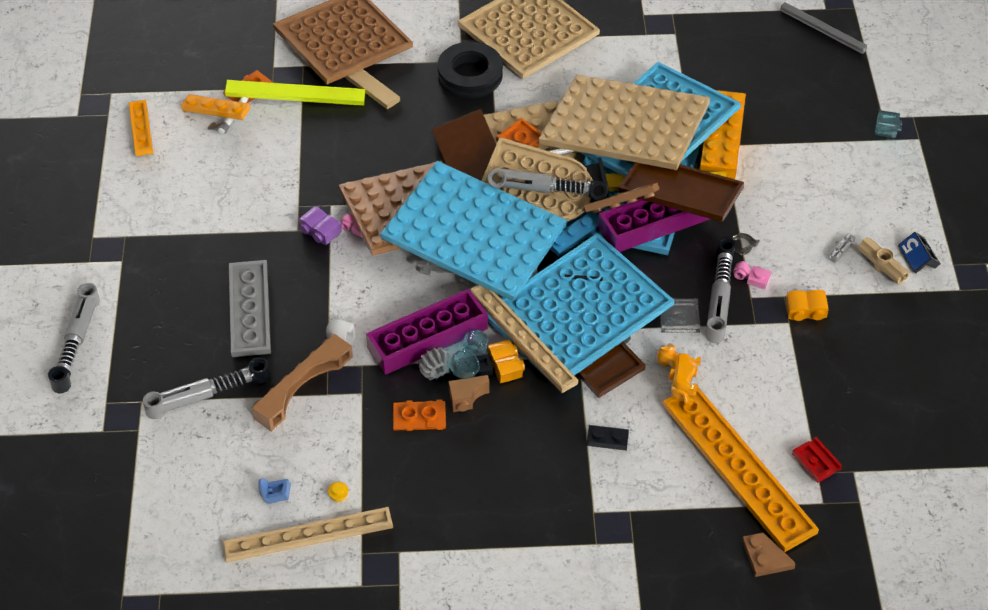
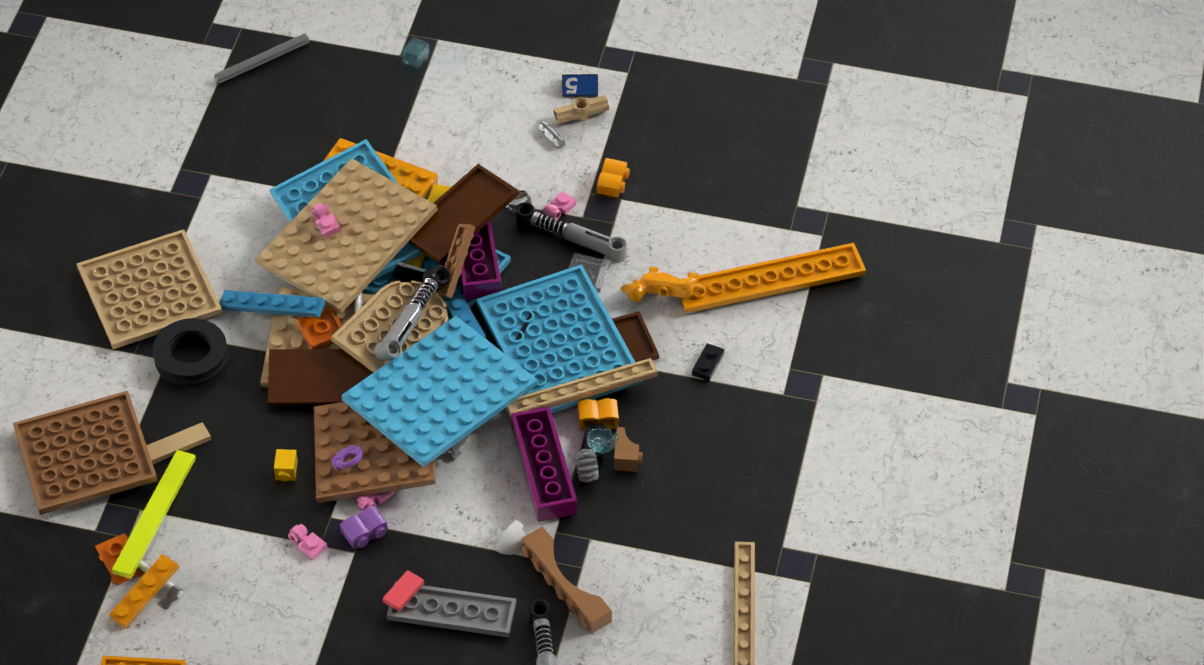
camera: 75 degrees left, 0 degrees up
(254, 266) = (403, 590): none -> coral tile
(275, 490) = (690, 626): medium blue plate -> none
(295, 198) = (309, 545): none -> bright pink plate
(338, 491) = (704, 577): yellow plate -> none
(370, 158) = (285, 465): none -> yellow brick
(374, 184) = (337, 460): none -> medium lavender piece
(419, 415) = (633, 498): orange piece -> none
(475, 342) = (570, 431): clear light blue head -> none
(534, 99) = (272, 303): none -> dark azure plate
(625, 101) = (327, 223): none -> bright pink plate
(766, 555) = (864, 288): medium nougat wing -> none
(816, 459) = (781, 223): red plate -> none

